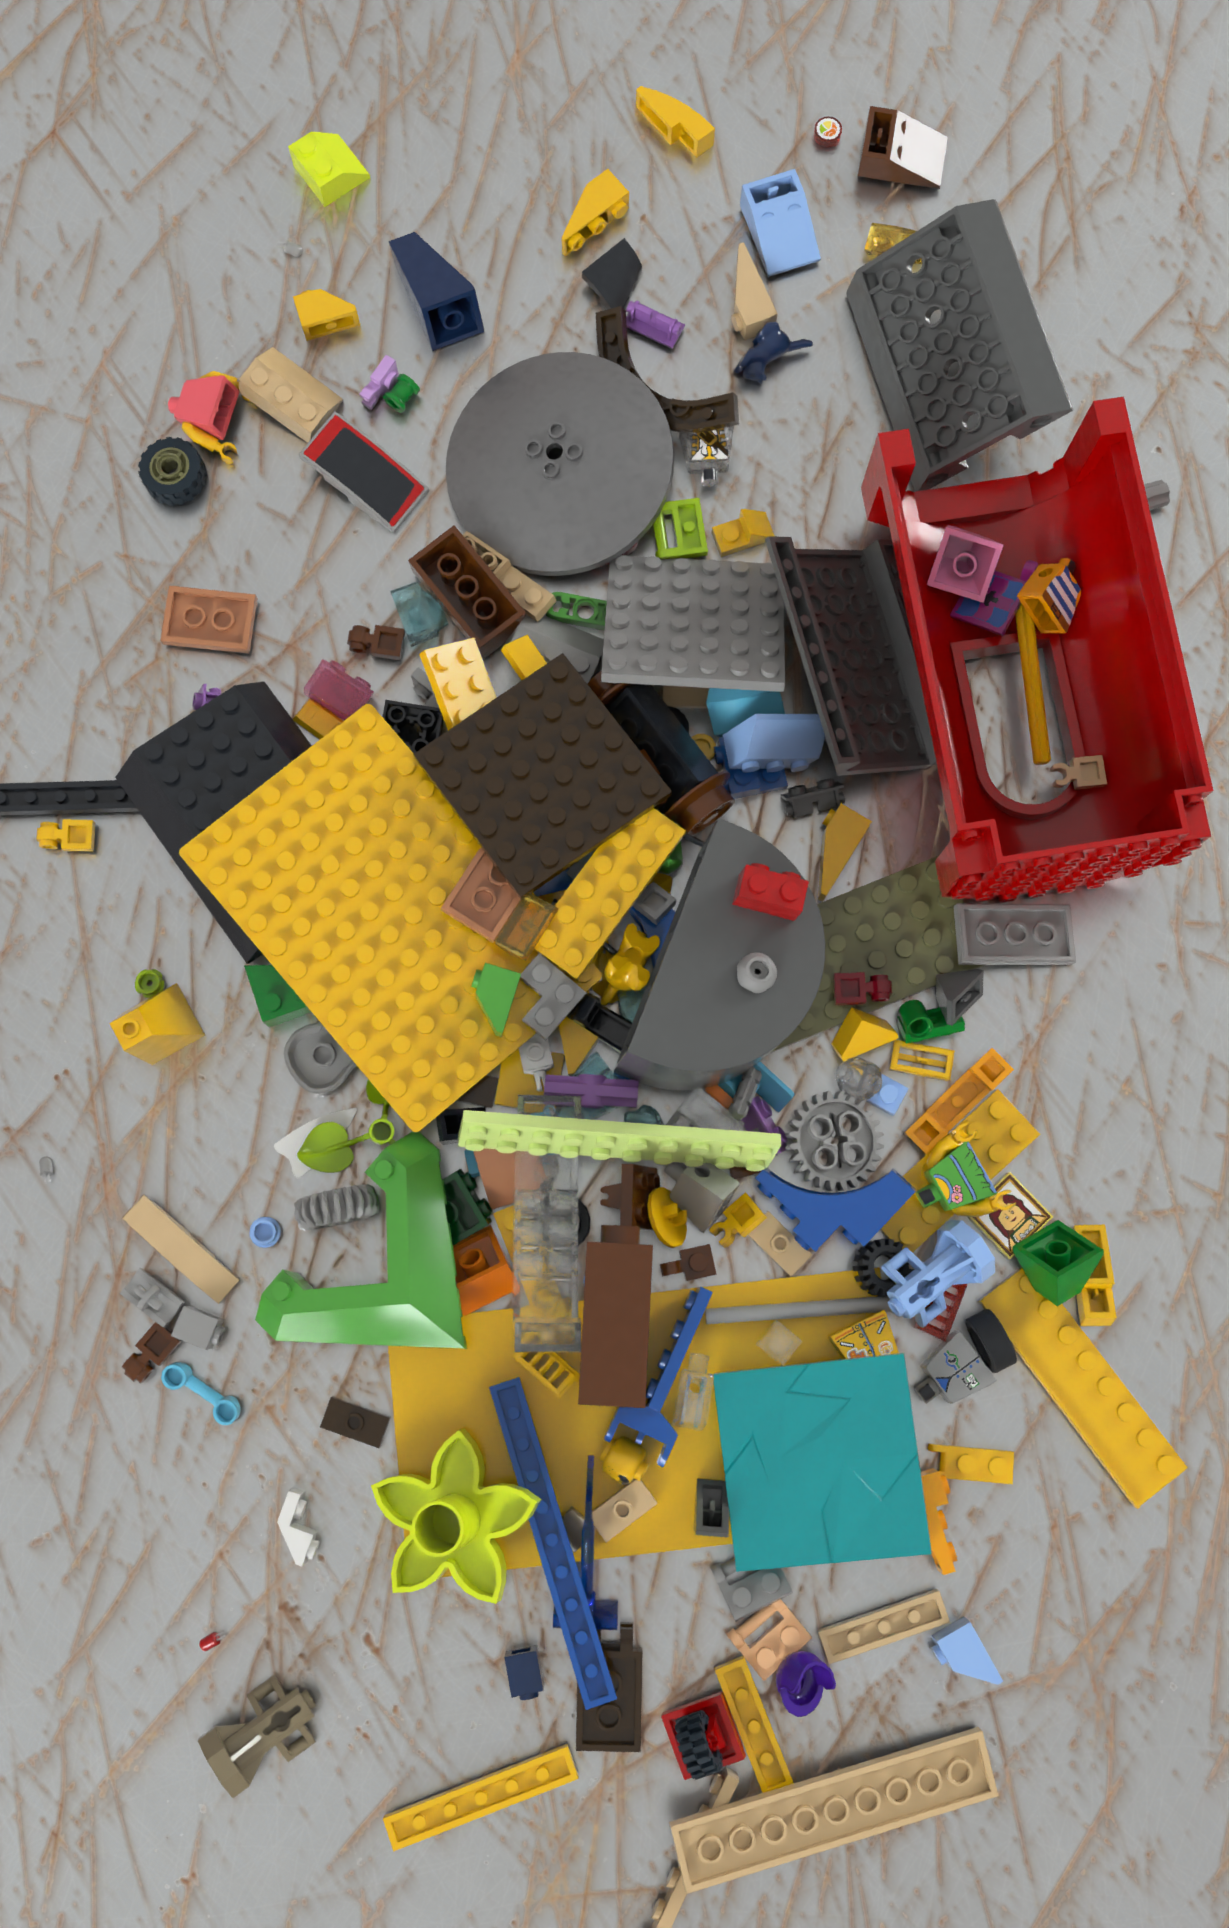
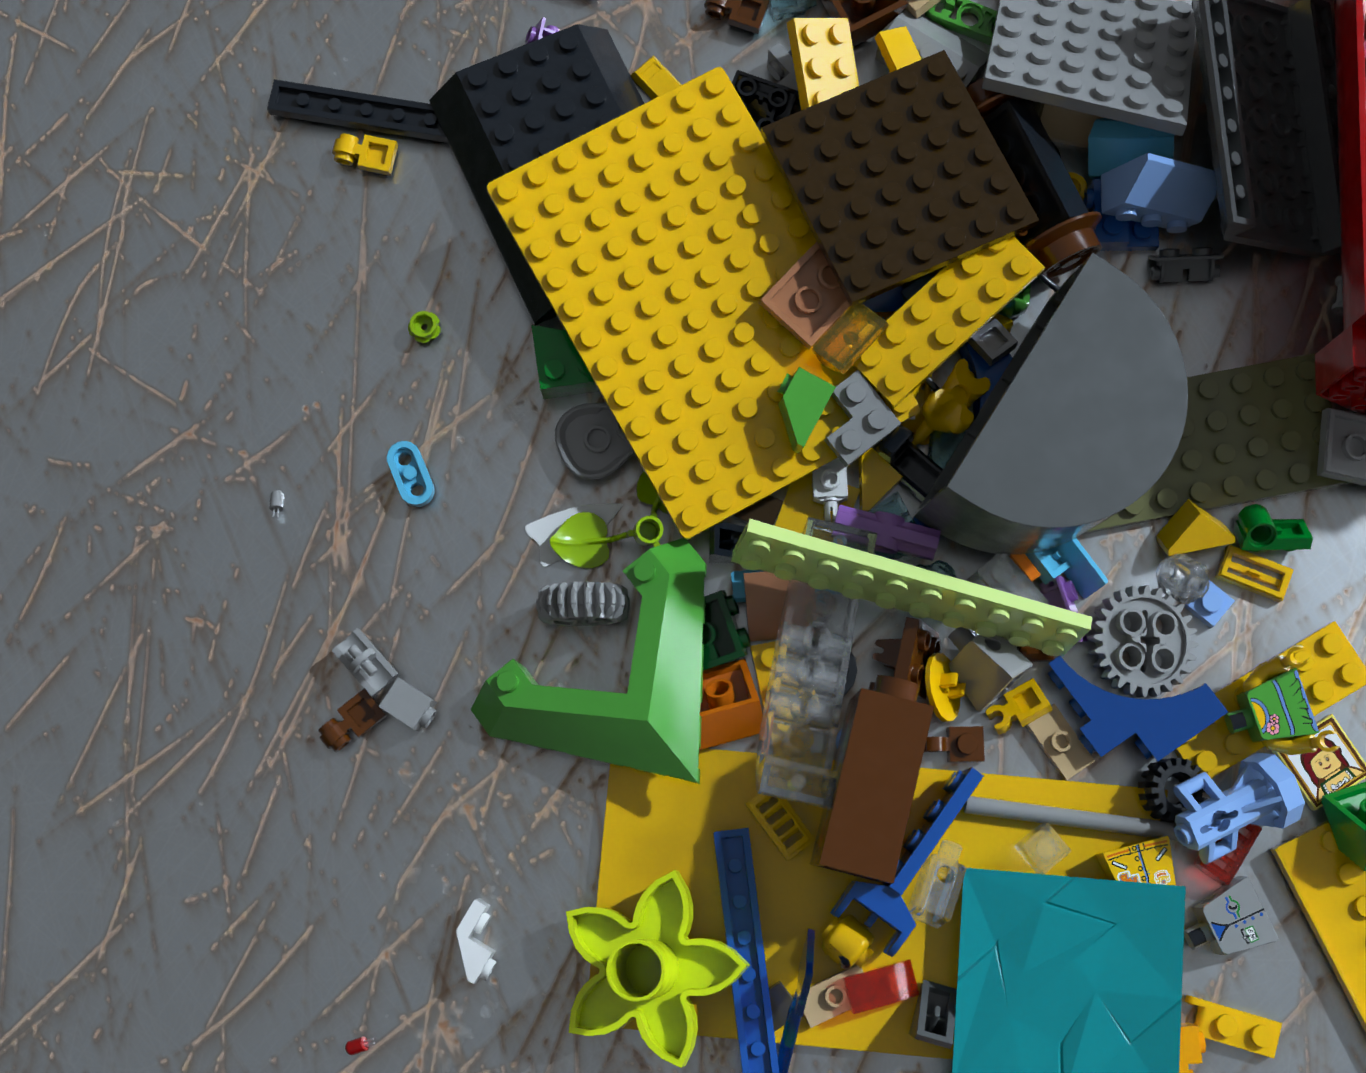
camera: 15 degrees right, 0 degrees up
(158, 1026) = (427, 372): yellow slope -> none
(162, 1120) = (410, 475): none -> medium azure plate
(178, 1374) = (379, 751): medium azure bar -> none
(180, 1248) = (405, 616): tan slope -> none
(265, 1232) = (499, 617): light blue plate -> none
(337, 690) = (684, 50): clear pink brick -> none
(355, 1422) = (558, 841): dark brown plate -> none
(660, 1493) = (881, 986): none -> clear red slope
(745, 1094) = (1054, 569): light grey axle -> none
(752, 981) = (1097, 434): light grey plate -> none
(770, 891) = (1139, 342): red brick -> none
(839, 841) = (1207, 315): yellow slope -> none
(852, 989) = (1194, 480): dark red plate -> none
(958, 992) = (1309, 506): dark grey slope -> none
(958, 1100) = (1289, 624): light orange slope -> none
(991, 1340) = (1281, 894): black tyre -> none

